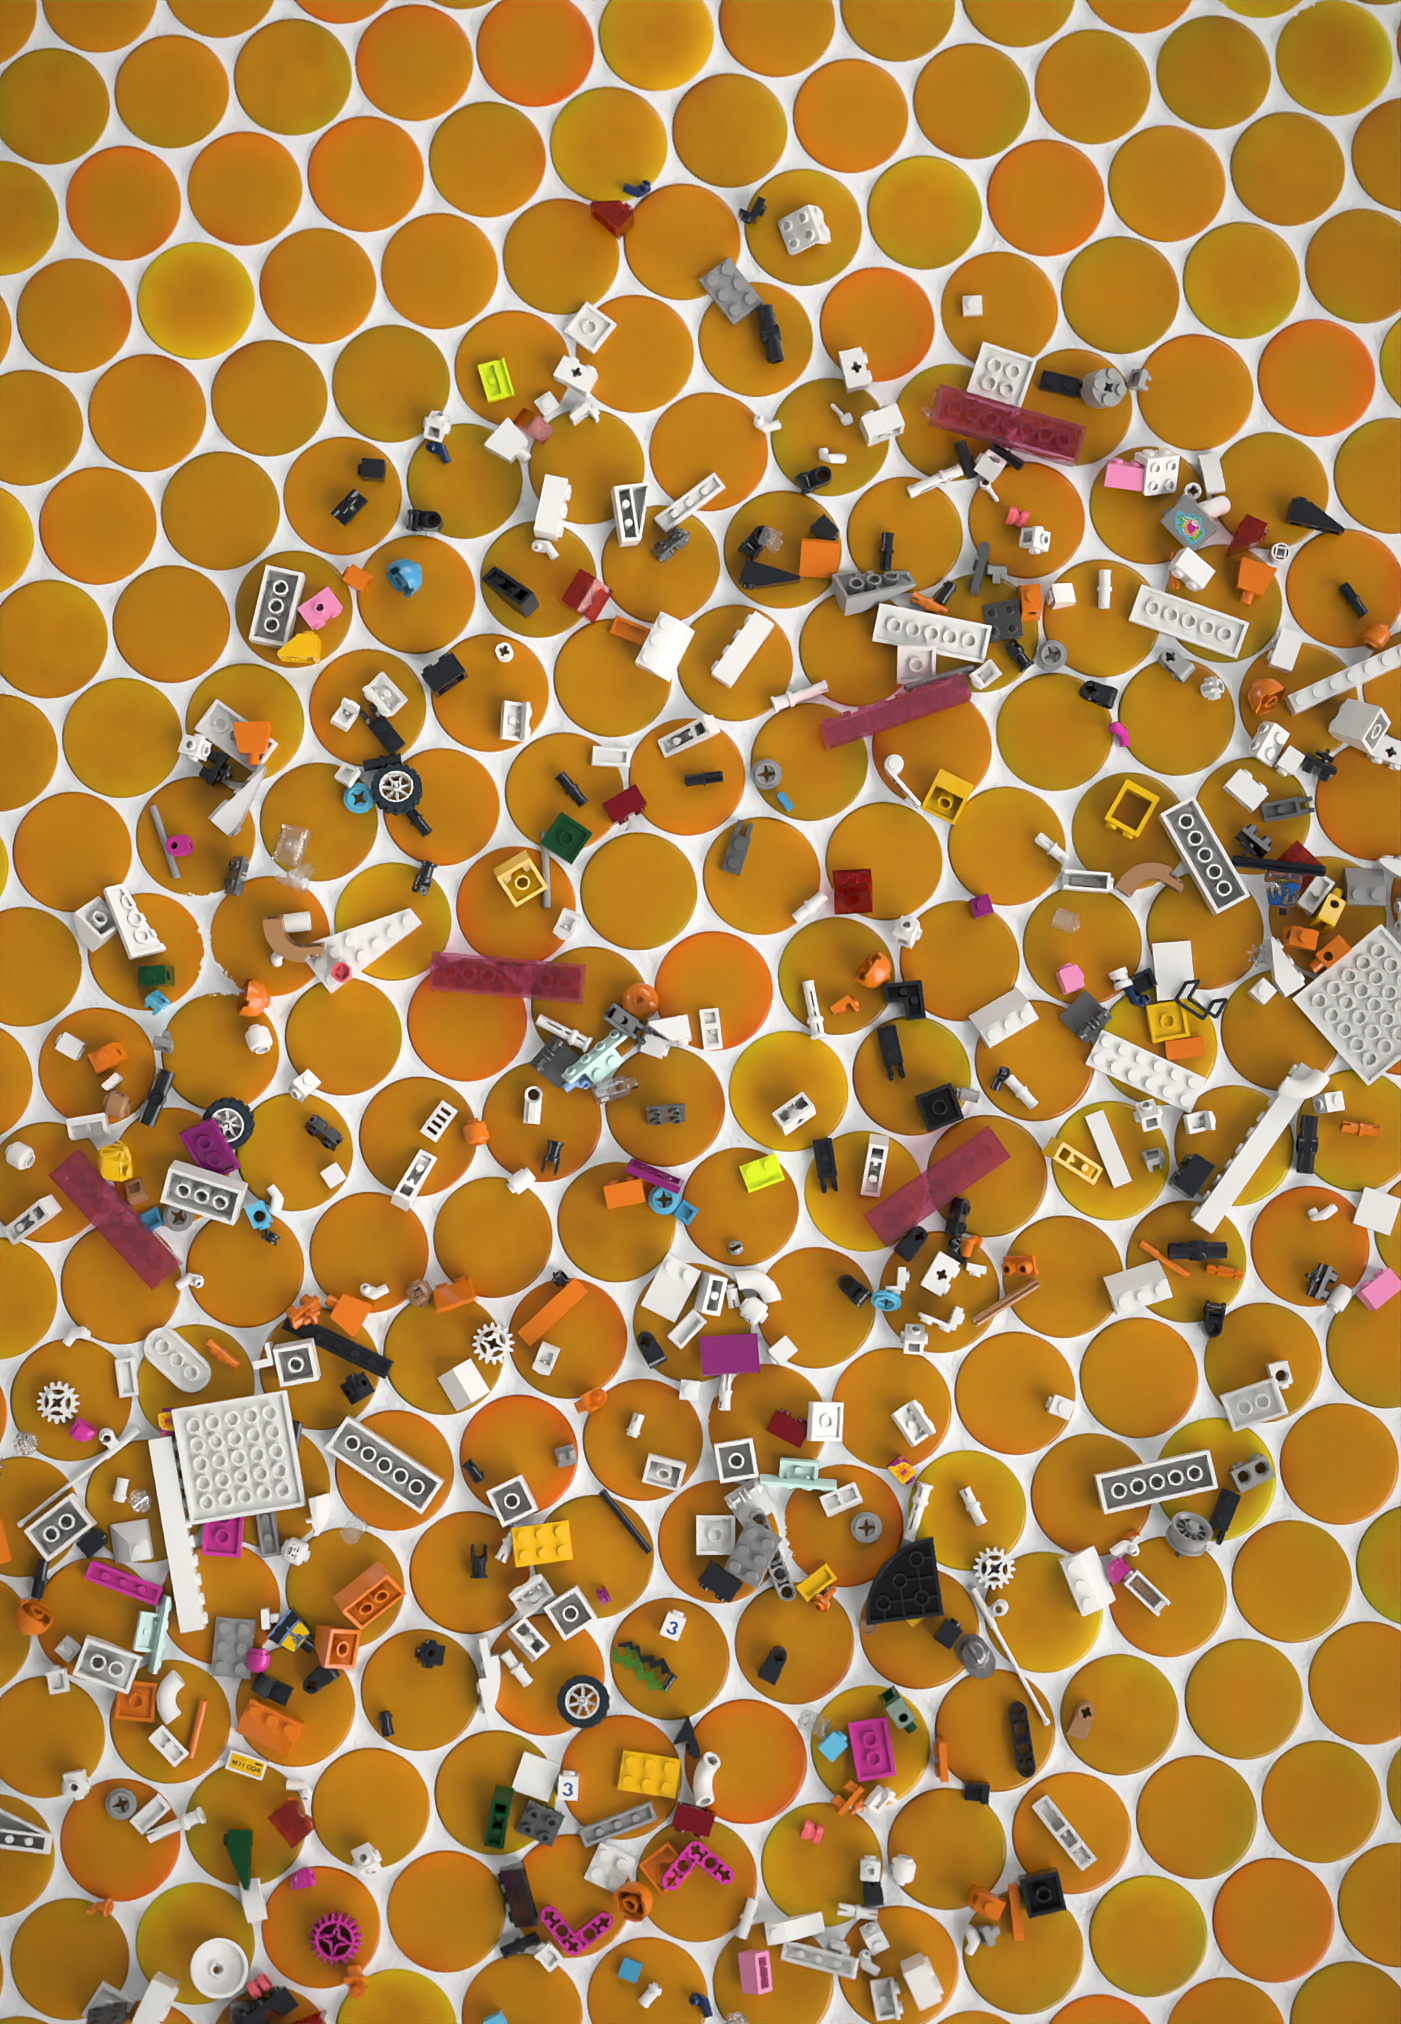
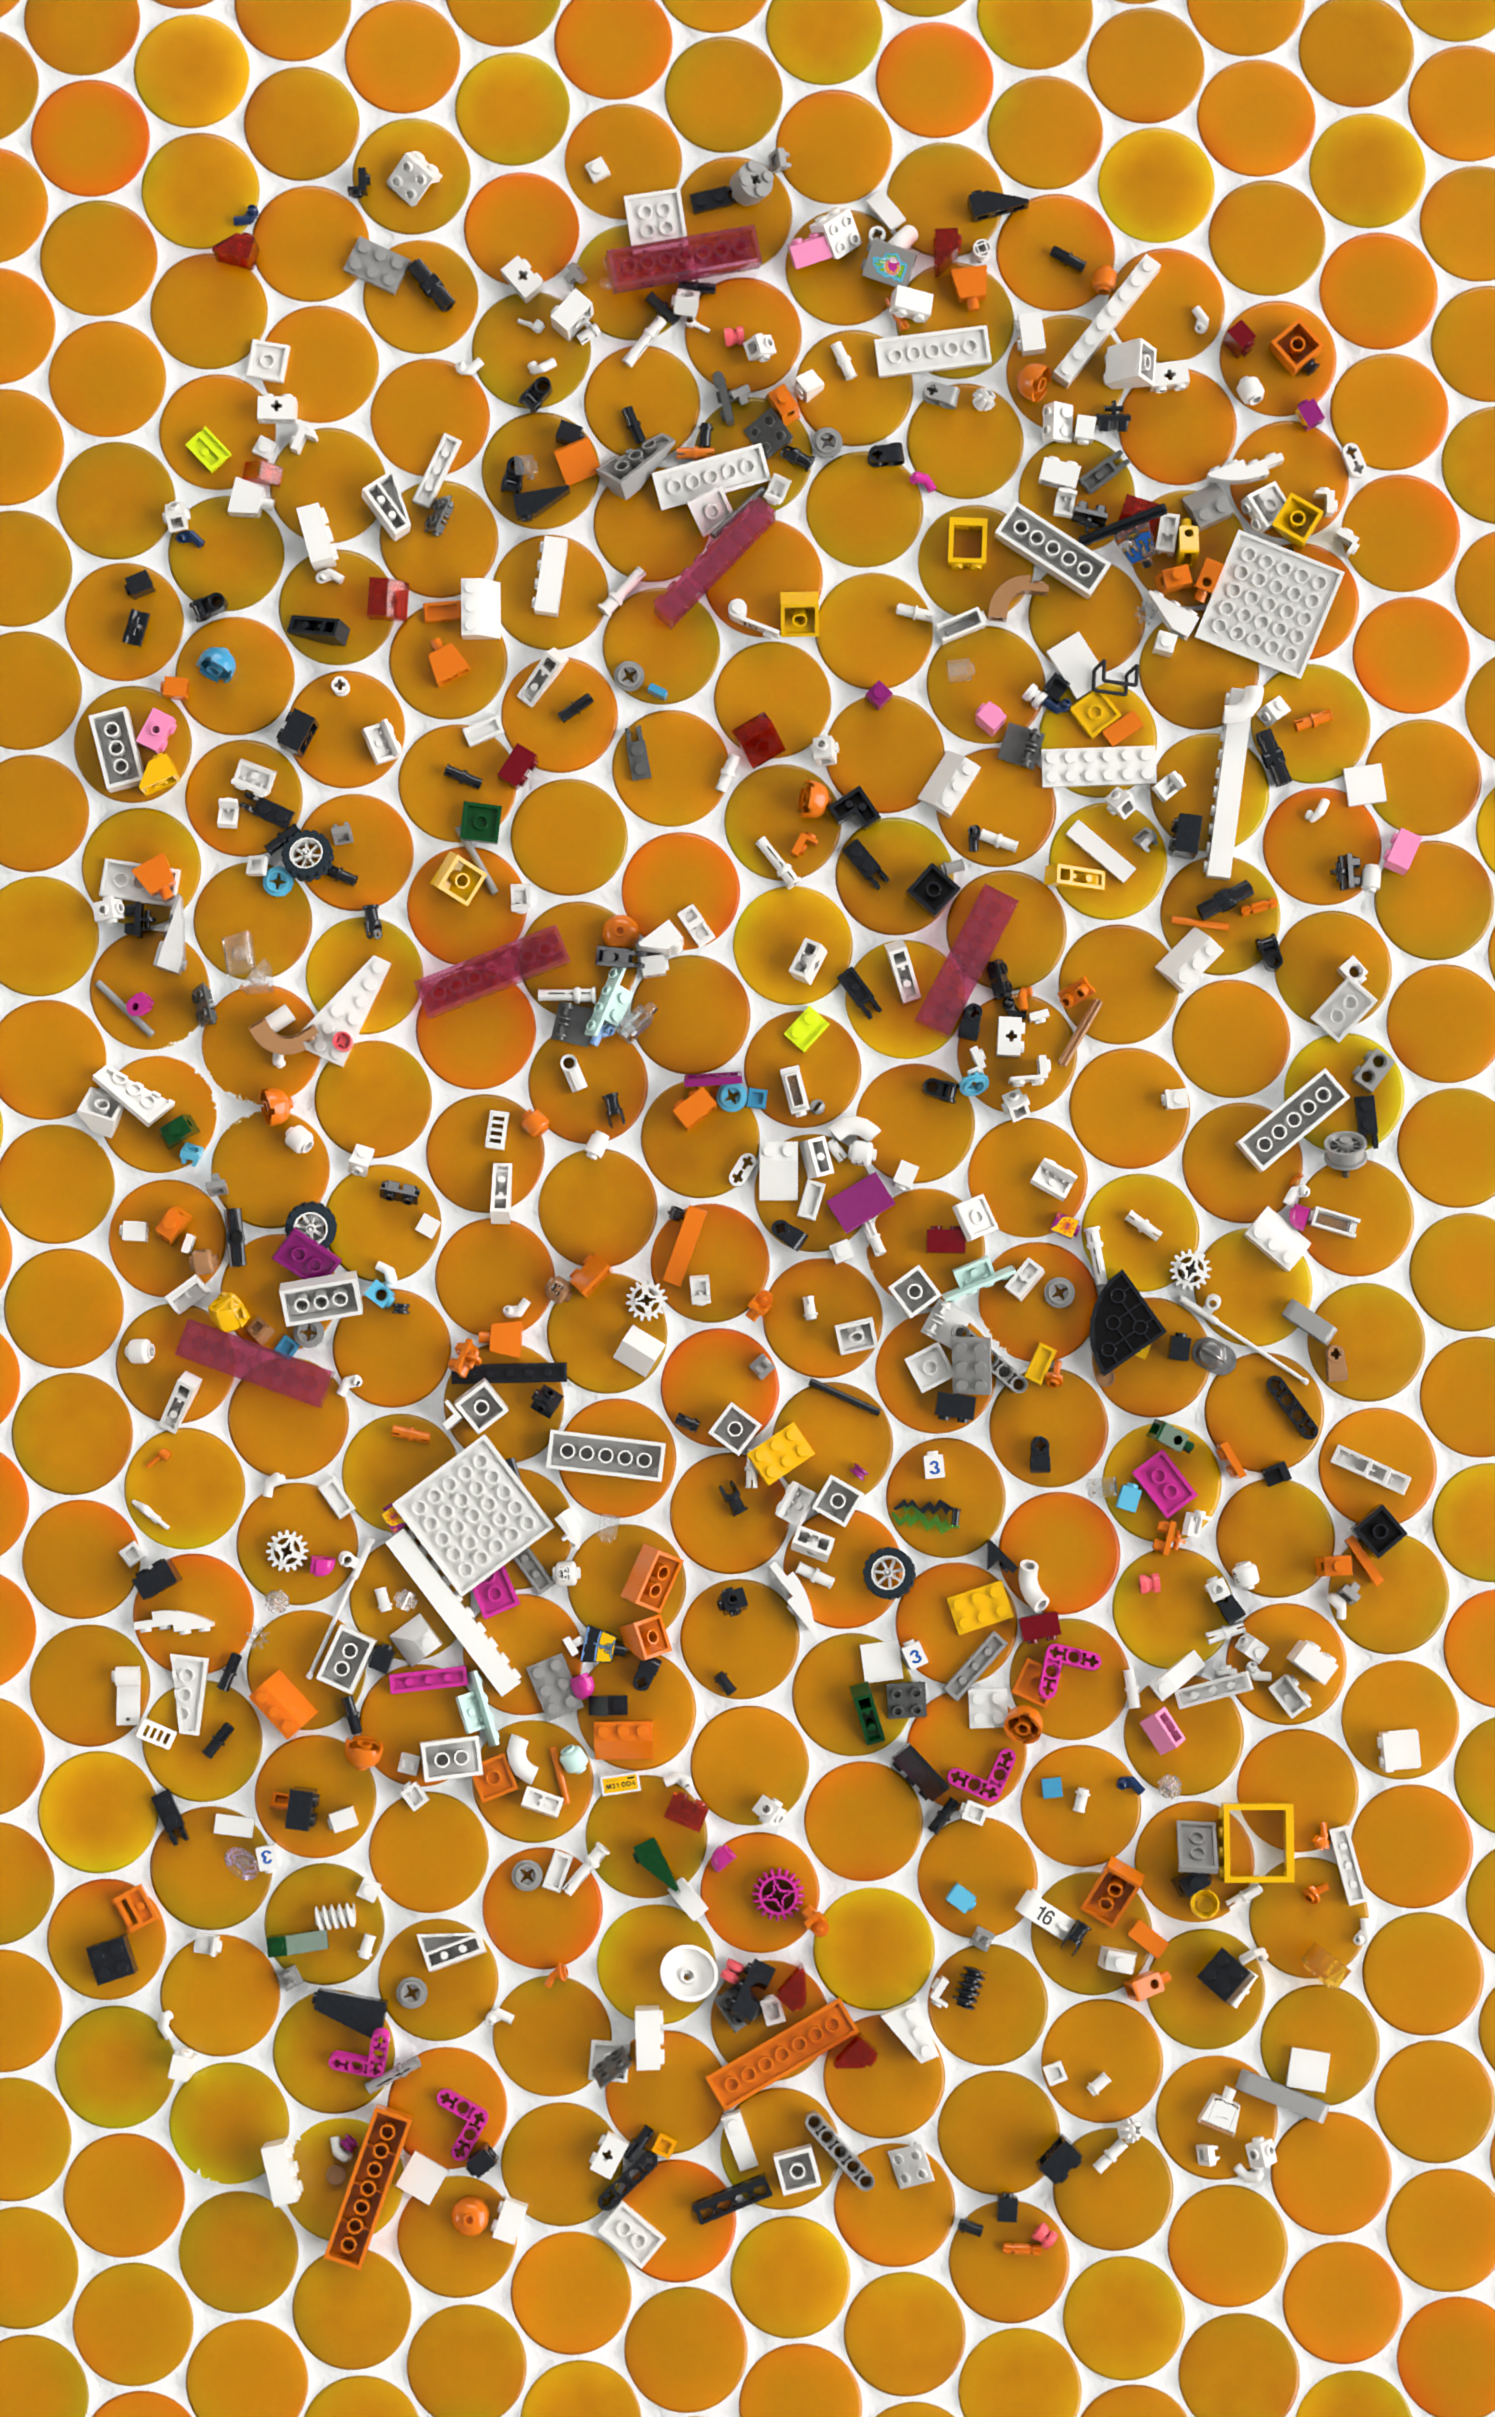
camera: 25 degrees left, 0 degrees up
(32, 1916) = (498, 2015): none -> white arm
(80, 1779) = (478, 1871): white brick -> none
(177, 1359) = (373, 1460): white tile -> none
(216, 1721) = (573, 1759): none -> light aqua head
(437, 785) = (342, 834): none -> light grey tile
(609, 679) = (446, 662): none -> orange torso
(641, 1274) = (746, 1173): none -> white beam
(666, 1114) = (695, 1019): dark grey hinge -> none
(722, 1223) = (795, 1091): none -> white window
(888, 449) = (588, 333): none -> white pin
(903, 390) = (575, 274): none -> light grey tile
(1077, 1670) = (1309, 1322): none -> light grey beam
(1237, 818) = (1065, 502): none -> white bracket

